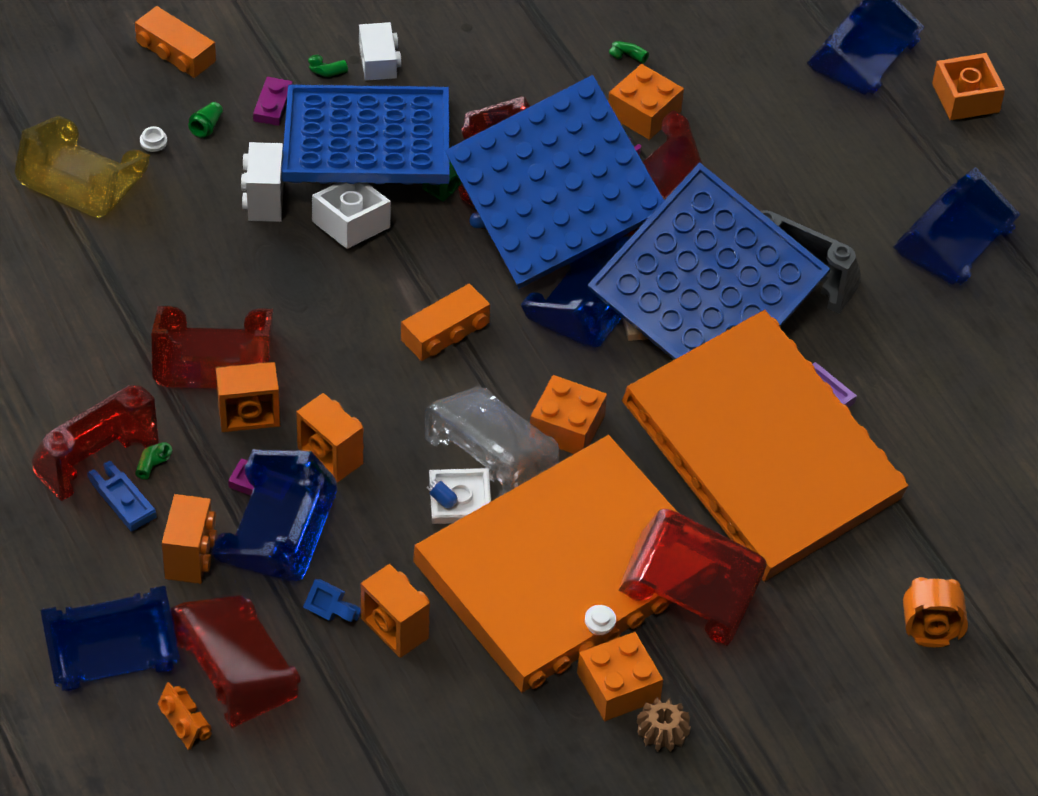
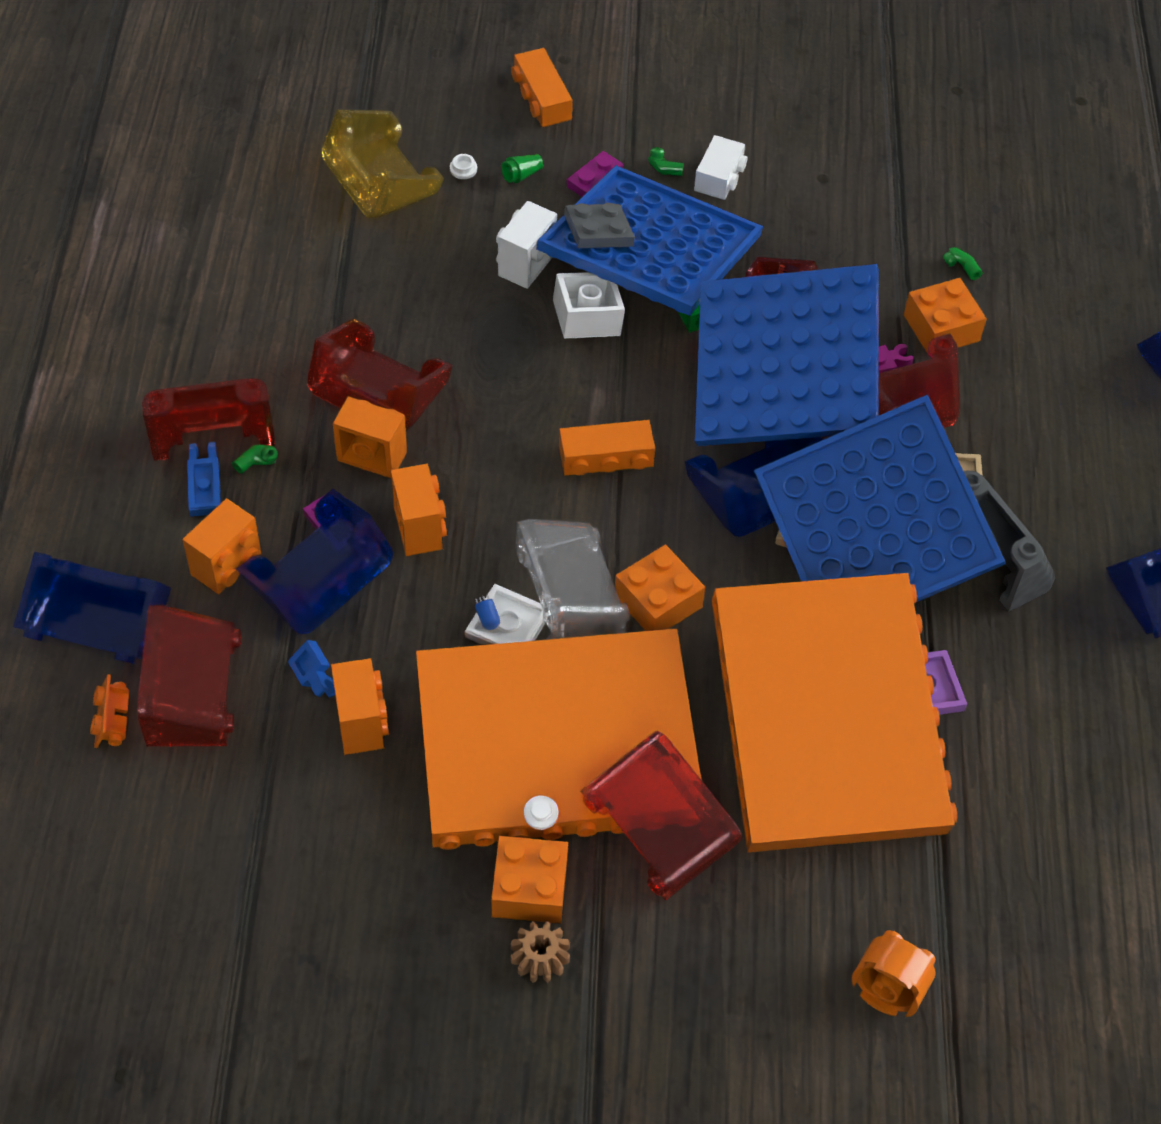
camera: 30 degrees right, 5 degrees up
(322, 139) = (599, 225): none -> dark grey plate

